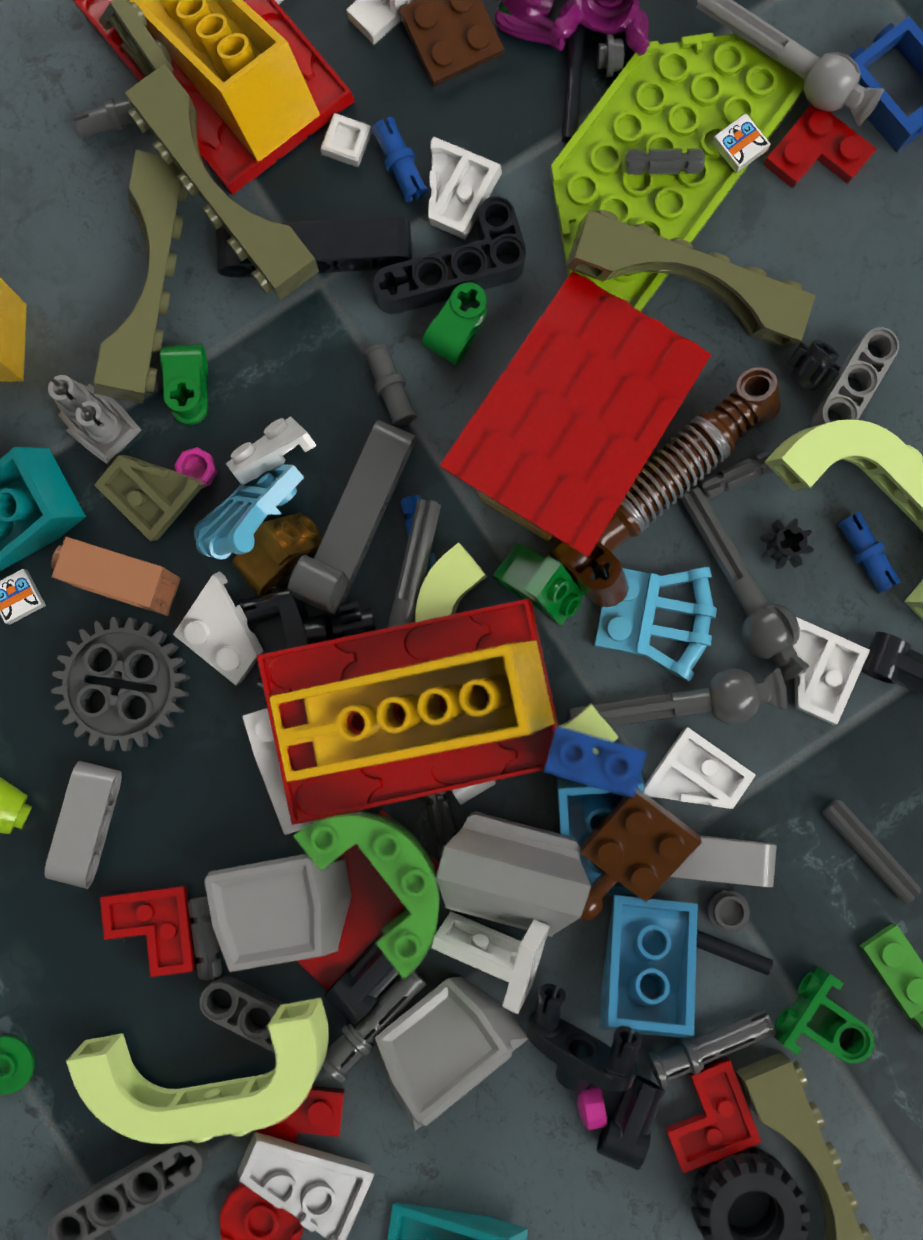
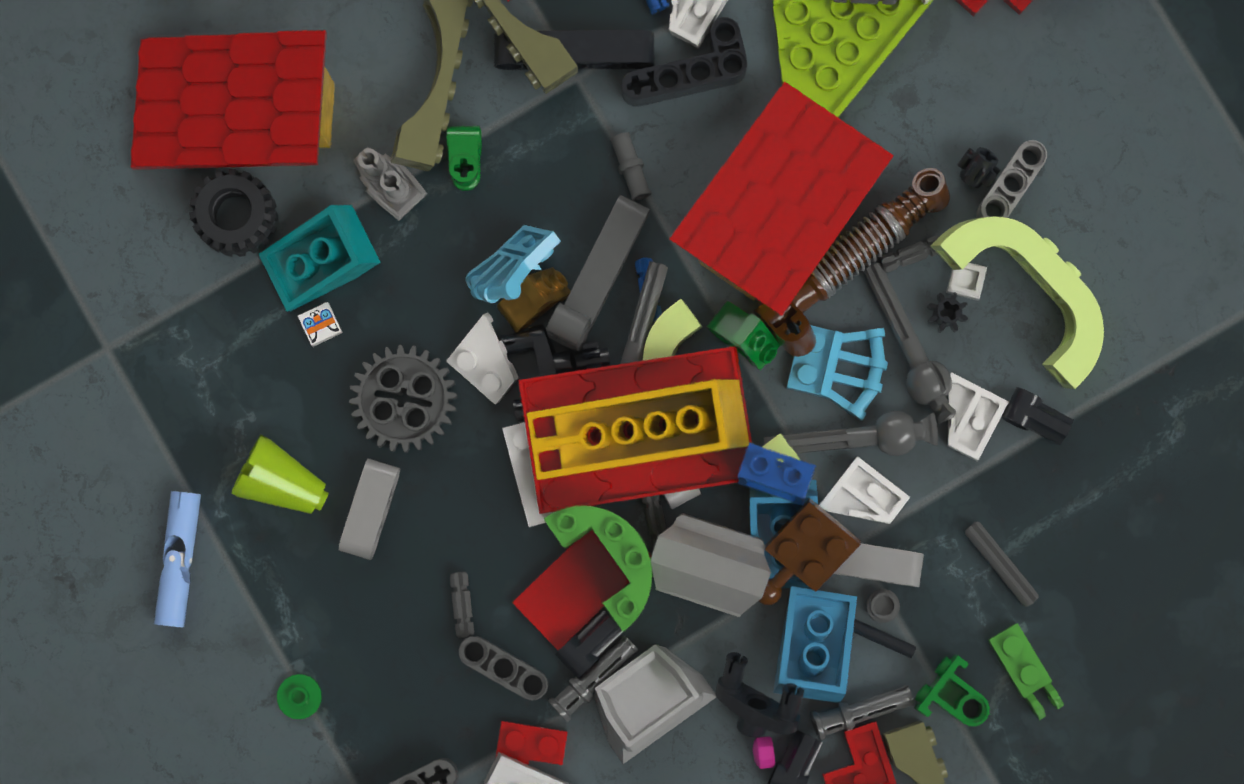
camera: 10 degrees right, 0 degrees up
(115, 575) = (405, 312): nougat window -> none
(147, 493) = (431, 245): olive wing -> none
(160, 1115) = (405, 733): yellowish green arch -> none
(161, 917) = (429, 585): red plate -> none
(197, 464) = (469, 227): dark pink tile -> none
(267, 453) = (530, 216): white wing -> none
(278, 910) = (523, 581): light grey helmet -> none
(455, 329) = (686, 124): green piece -> none
(495, 953) = (694, 627): white bracket -> none
(765, 306) = (942, 118): olive arch -> none
(806, 505) = (967, 281): none -> white tile
(869, 552) = (1015, 322): blue pin -> none

